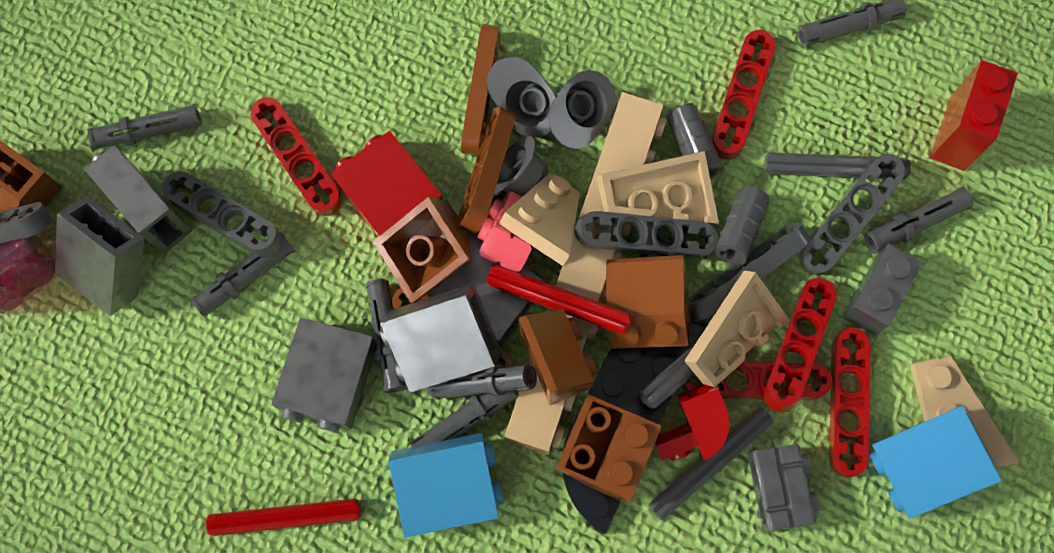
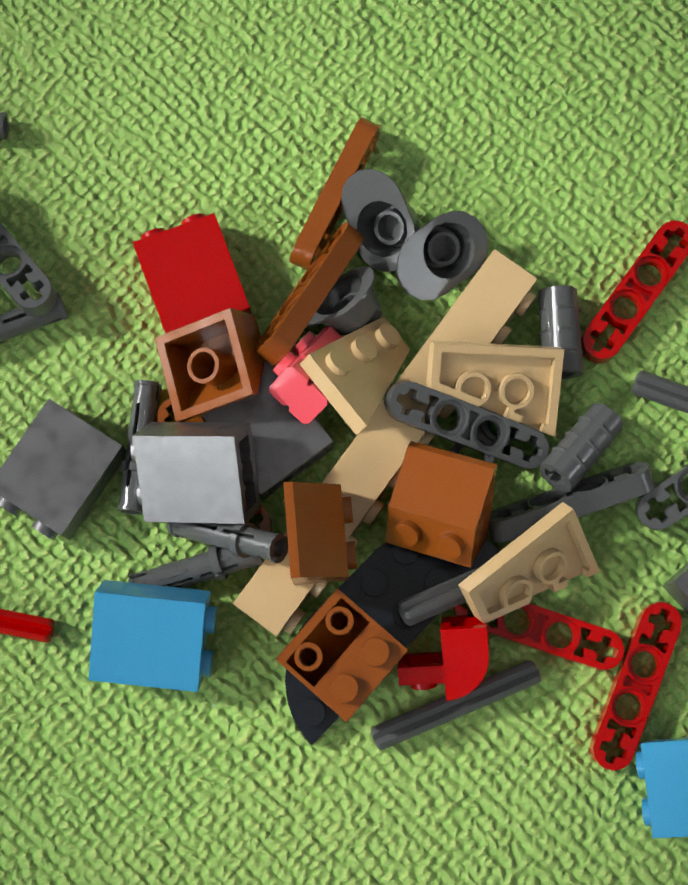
camera: 15 degrees right, 5 degrees up
(297, 155) = (104, 207): red beam -> none
(558, 298) = (341, 471): red axle -> none
(783, 487) = (525, 759): flat silver brick -> none
(802, 344) = (601, 603): red beam -> none

